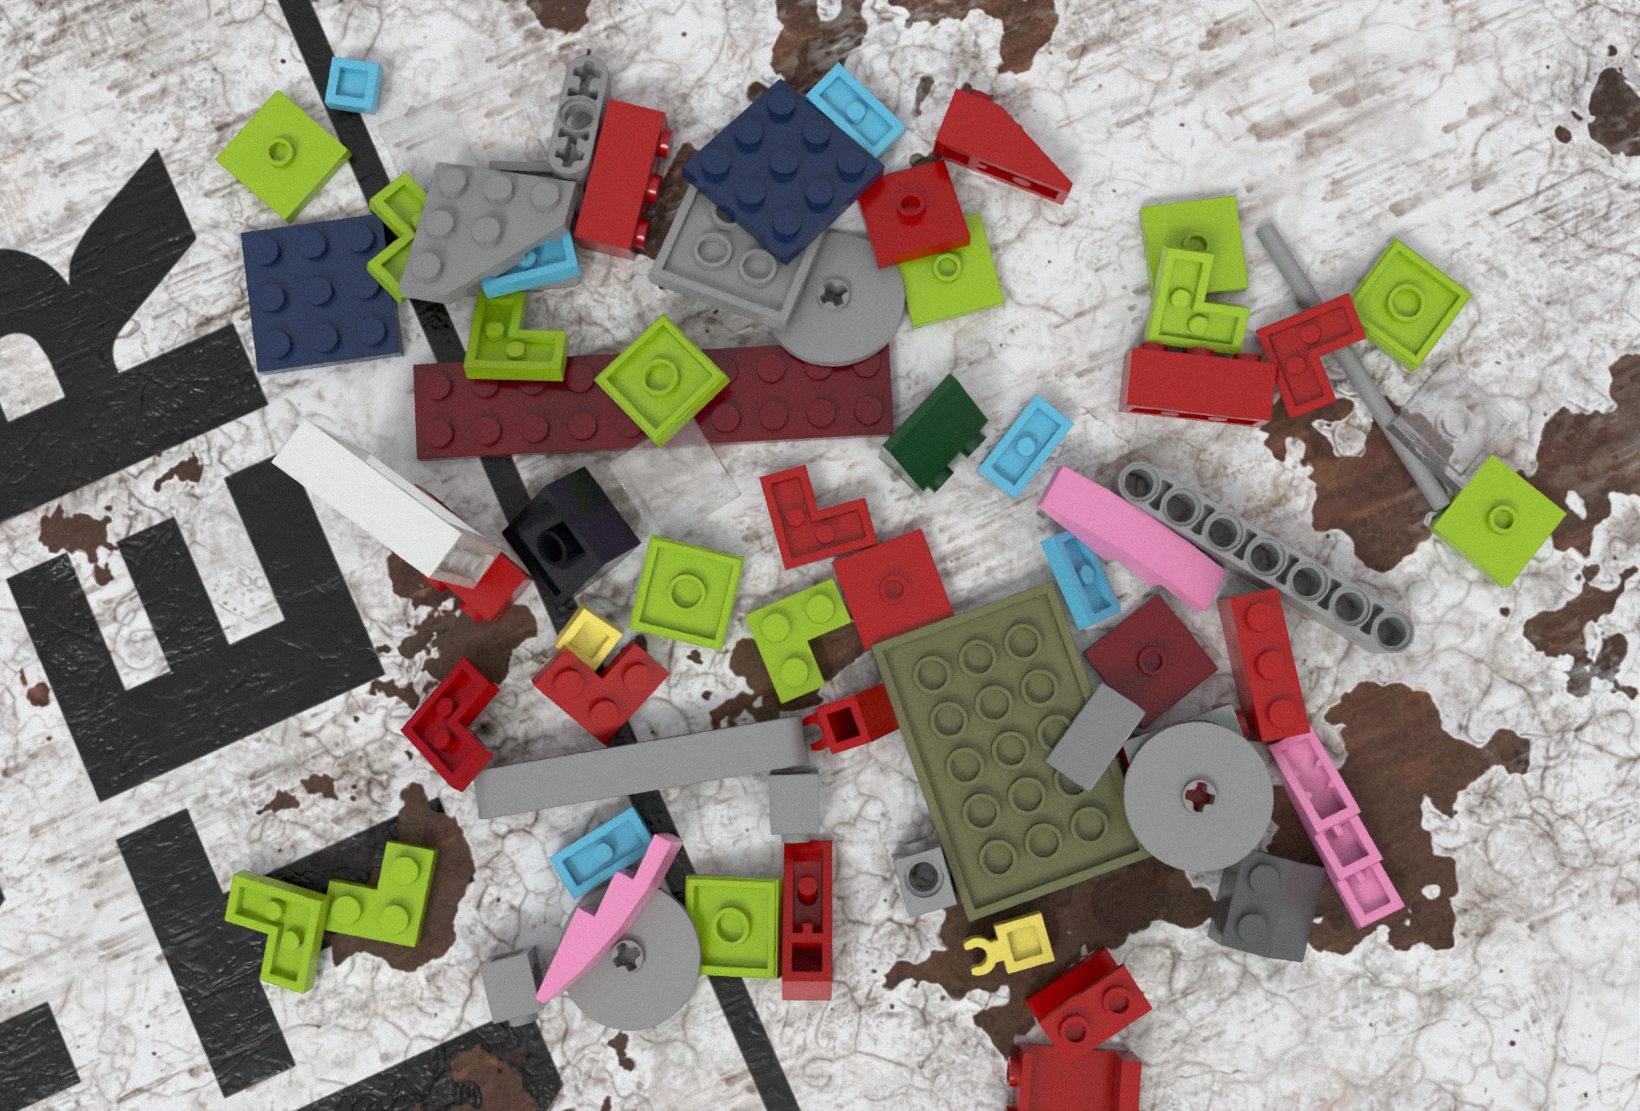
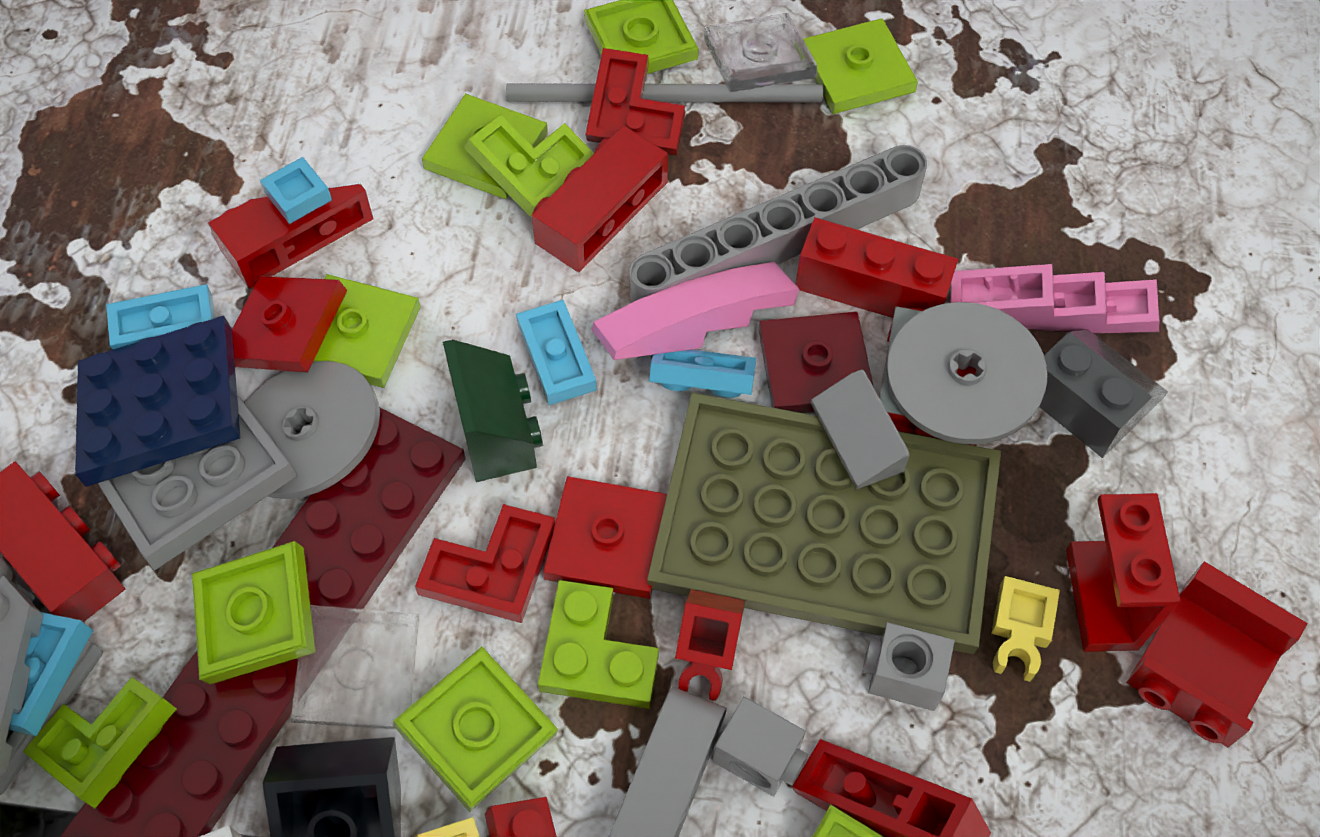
camera: 55 degrees left, 25 degrees down
(1025, 142) = (296, 190): none -> medium azure plate

